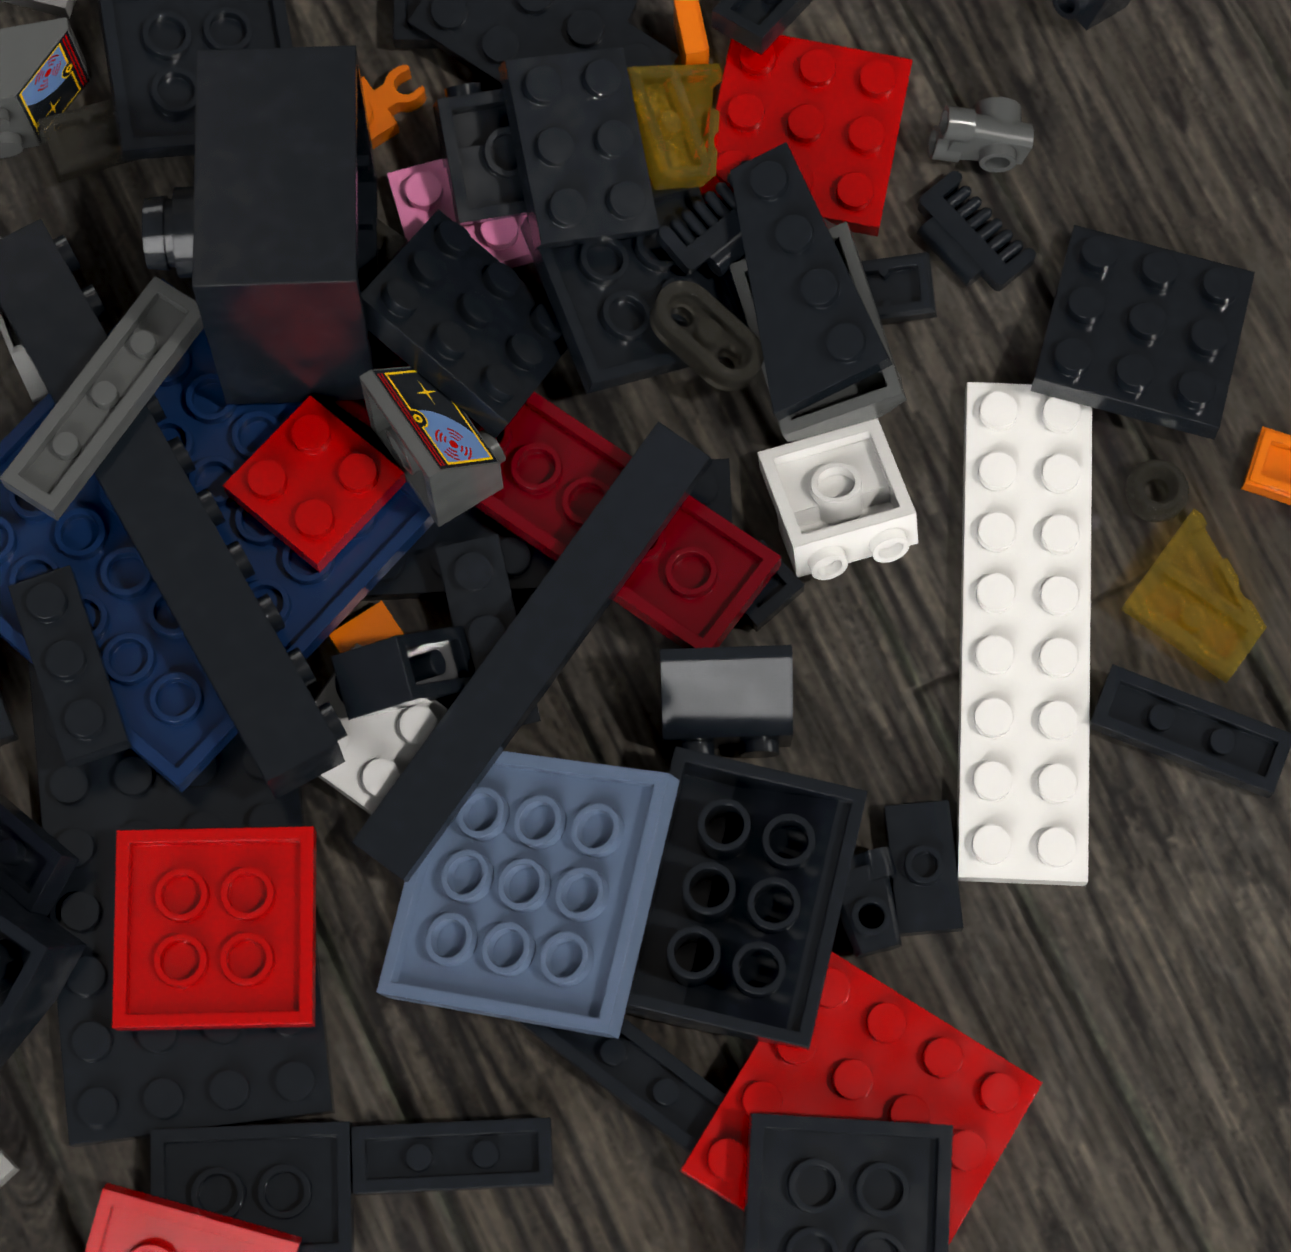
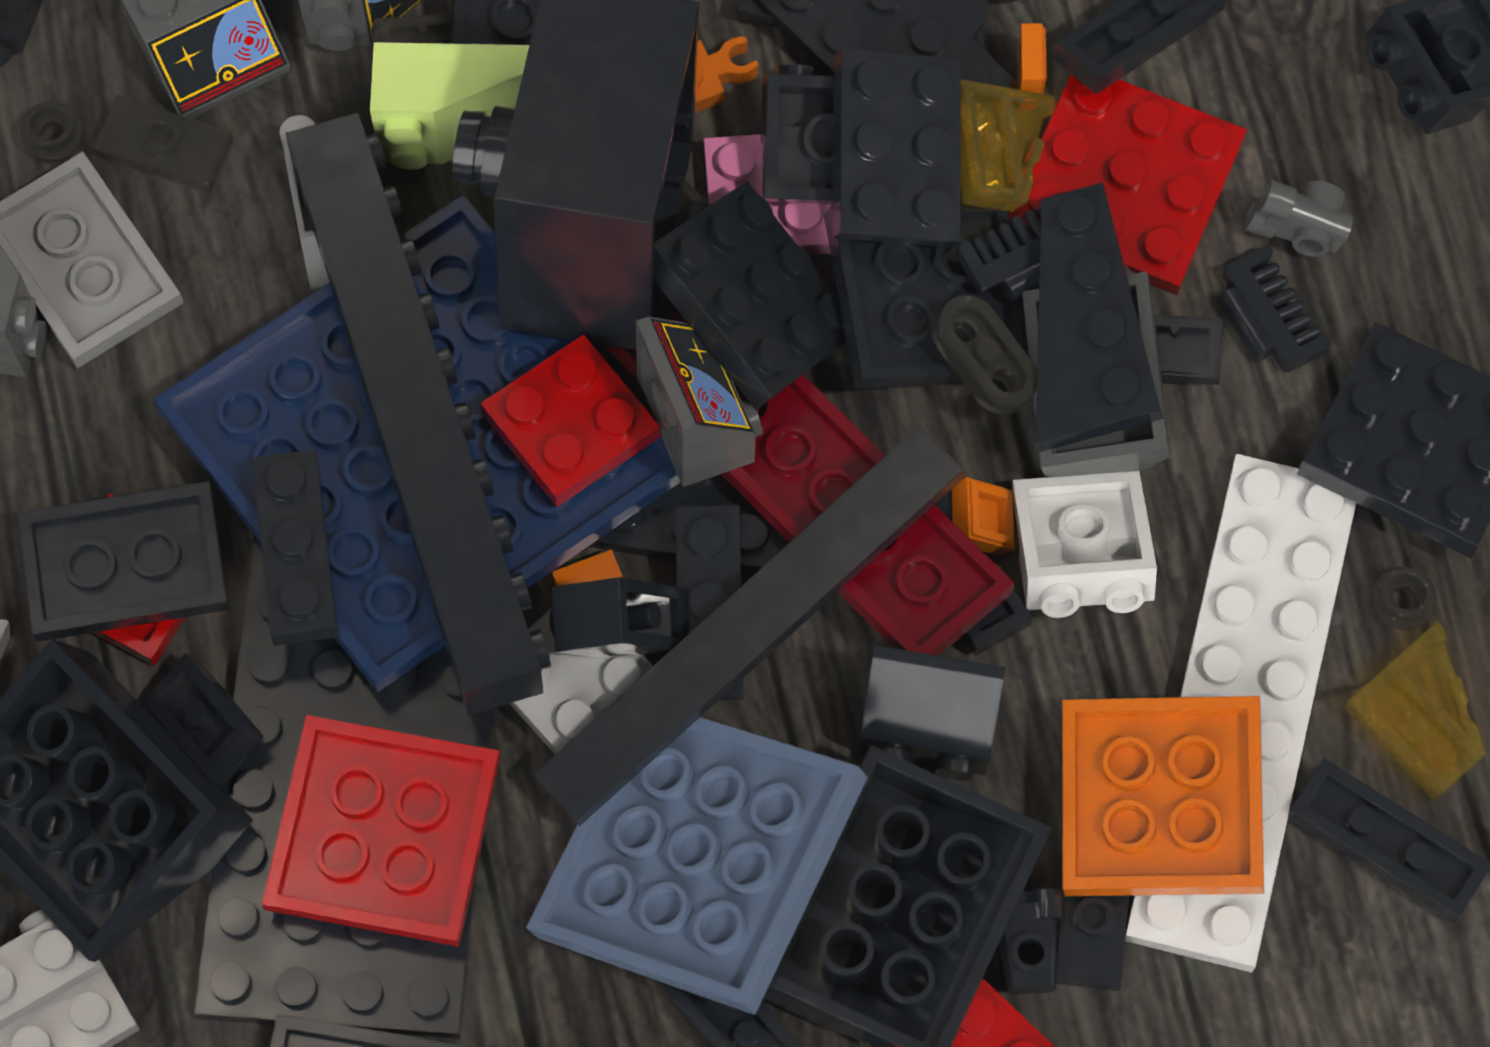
camera: 10 degrees right, 5 degrees down
(103, 179) = (426, 88): none -> yellowish green slope
(104, 399) = (384, 295): dark grey plate -> none
(737, 493) = (984, 515): none -> orange tile
(967, 736) = (1162, 796): none -> orange plate

